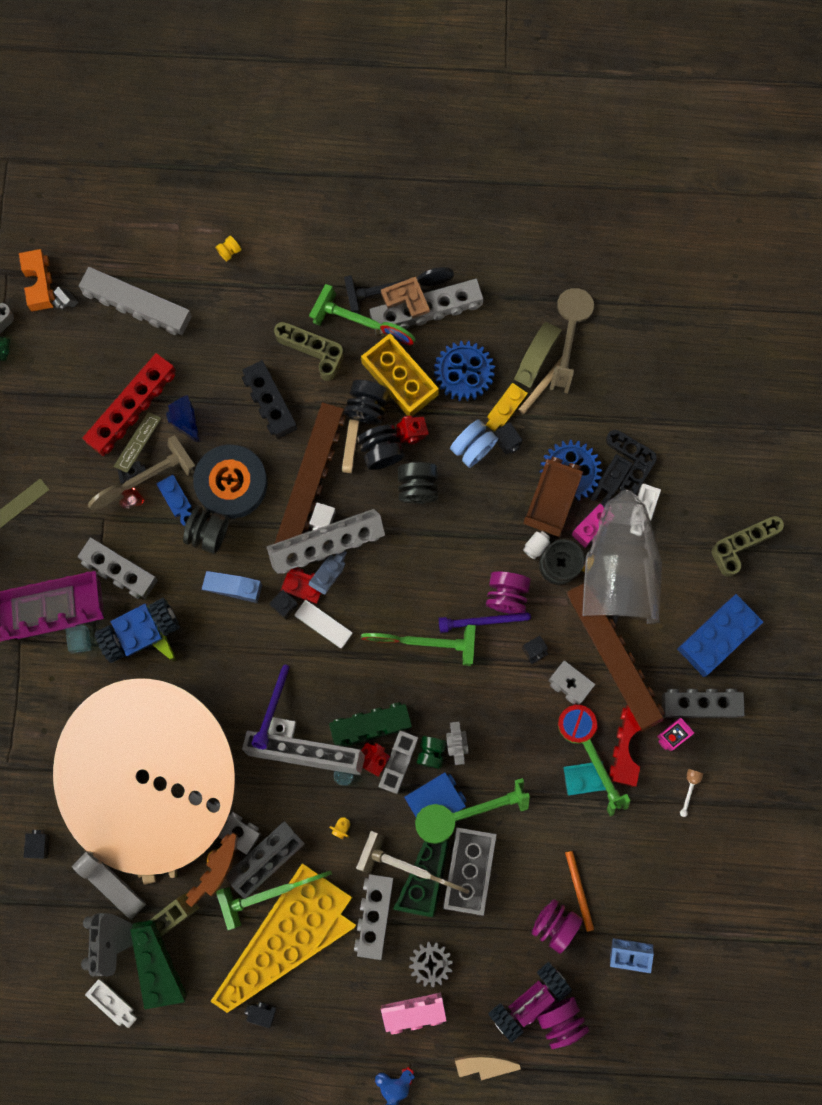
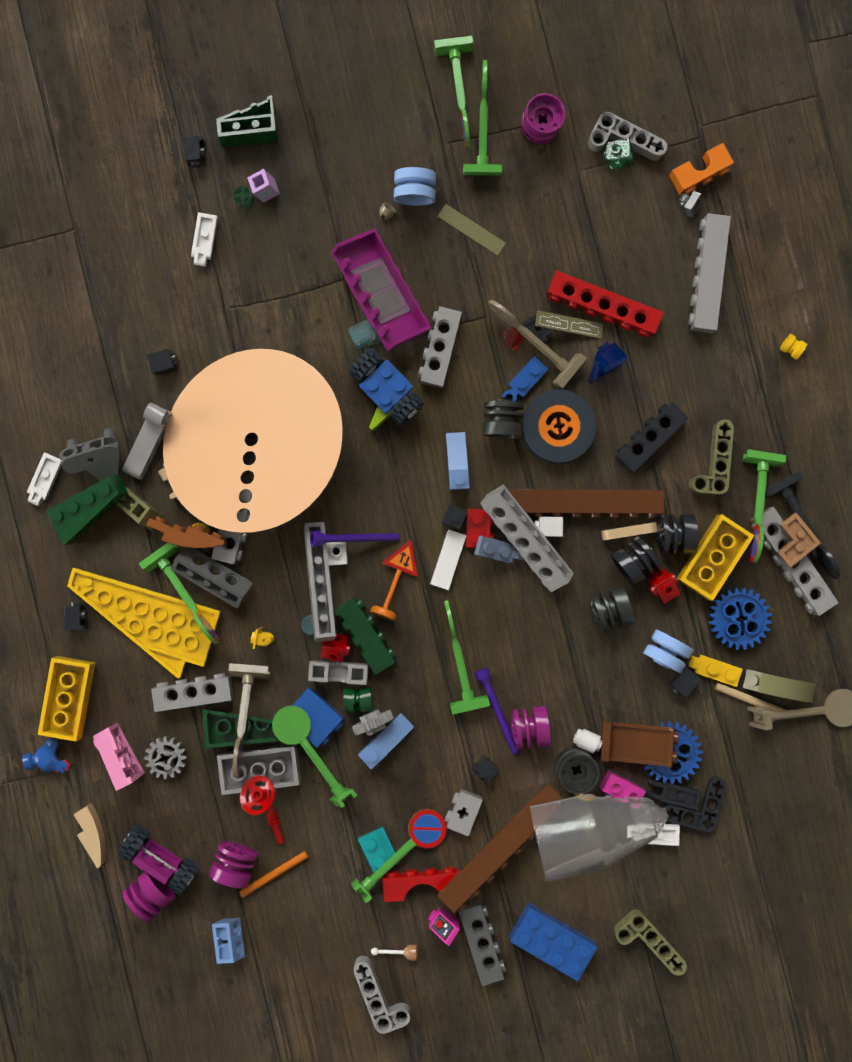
camera: 70 degrees right, 10 degrees up
(311, 667) = (403, 561): none -> orange piece
(340, 1048) = (66, 698): none -> yellow brick
(479, 738) = (385, 741): none -> medium blue slope
(498, 876) = (260, 797): none -> red dish
(725, 823) = (376, 993): none -> light grey beam

